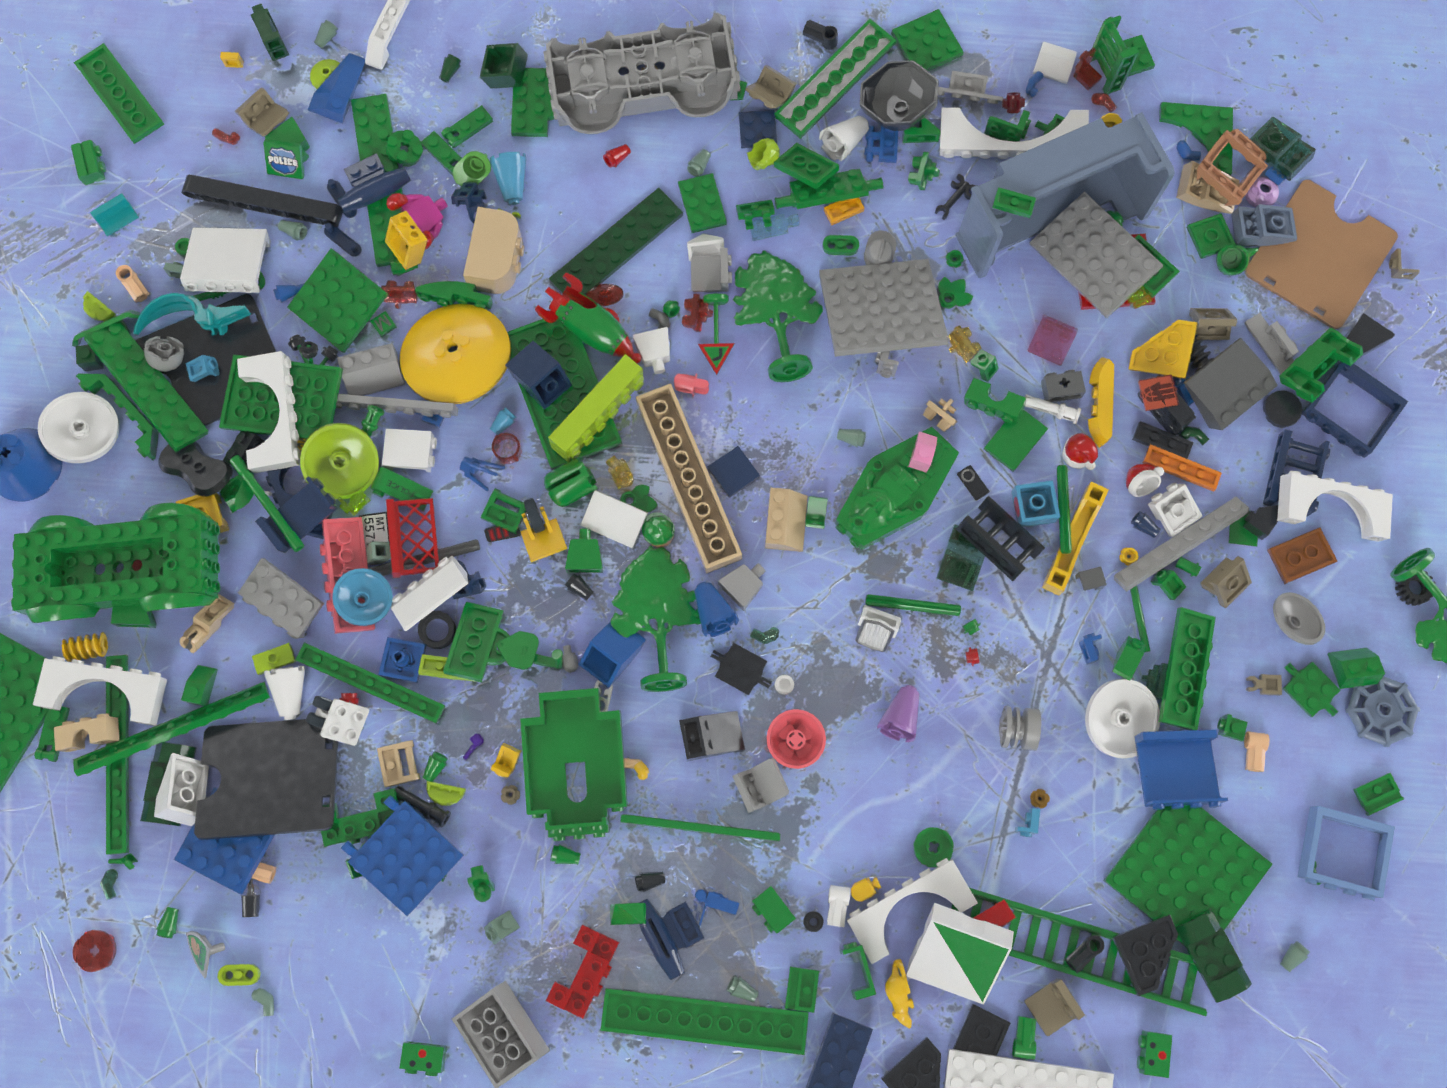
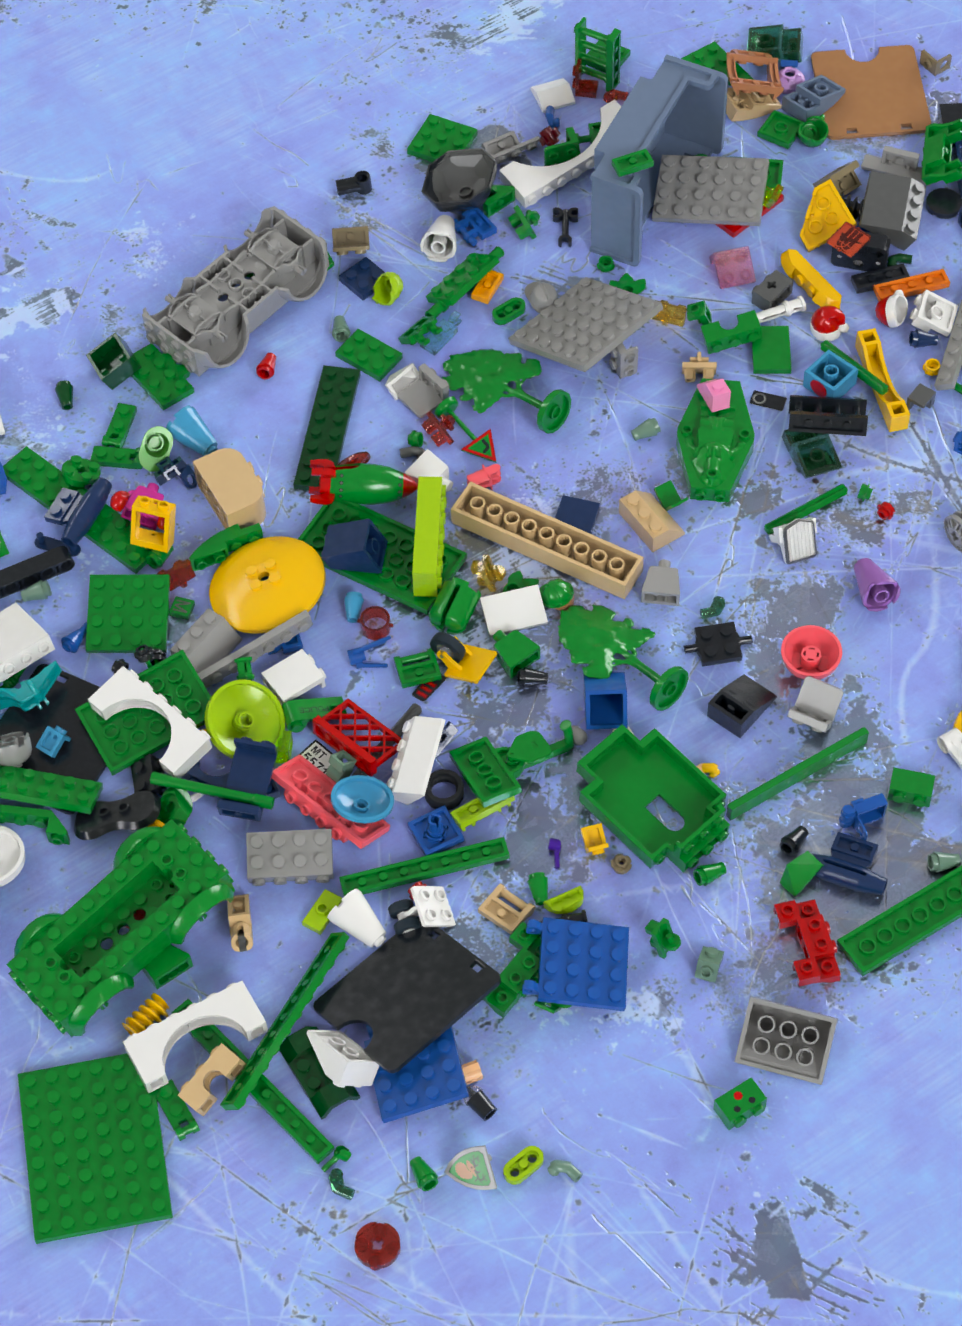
camera: 35 degrees left, 20 degrees down
(199, 686) = (278, 977): green slope -> none
(342, 240) = (79, 574): dark blue piece -> none
(713, 610) = (658, 615): blue cone -> none
(784, 684) = (762, 632): white tile -> none
(806, 165) = (430, 273): green plate -> none
(819, 918) = (952, 770): black plate -> none
(835, 78) = (393, 207): piece -> none

